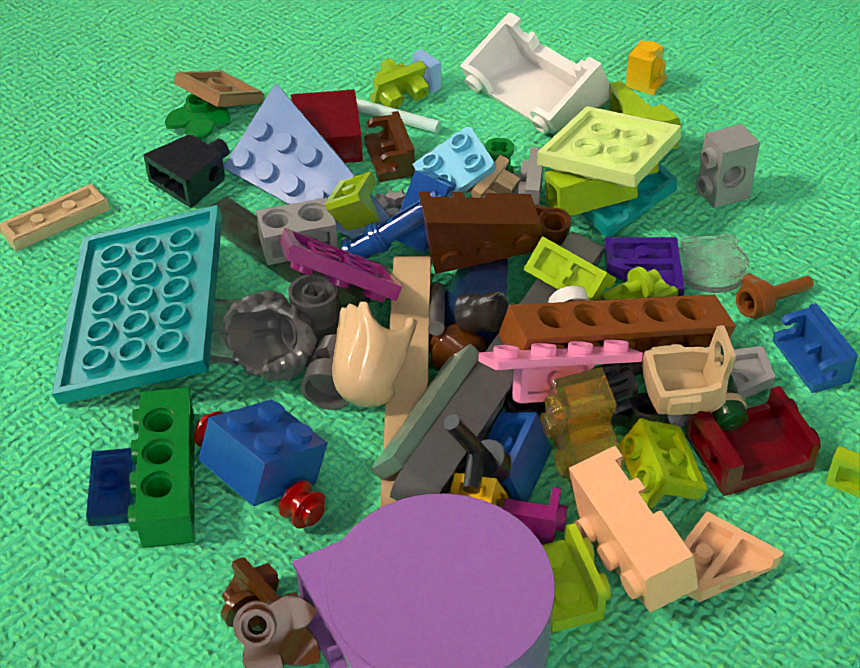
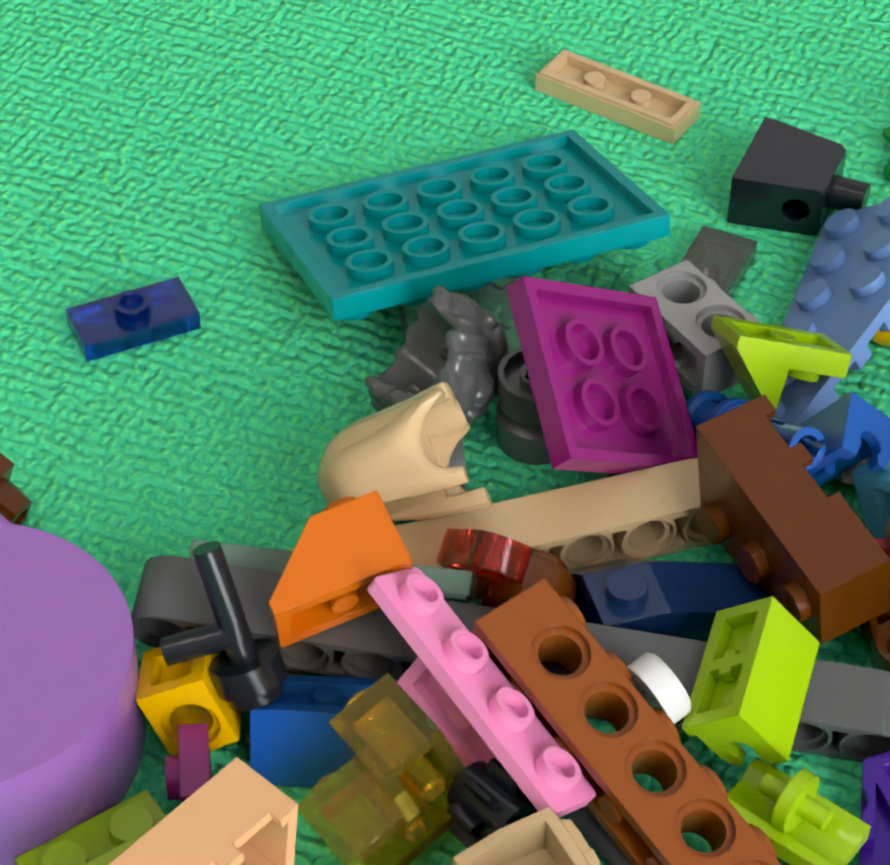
camera: 70 degrees right, 0 degrees up
(164, 468) = (173, 351): green brick -> none
(265, 457) = (201, 436): blue brick -> none
(436, 309) = (604, 542): flat silver bar -> none
(452, 341) = (485, 554): none -> clear red beam
(459, 384) = (334, 566): none -> orange slope
(480, 312) = (570, 548): clear smoke wheel -> none

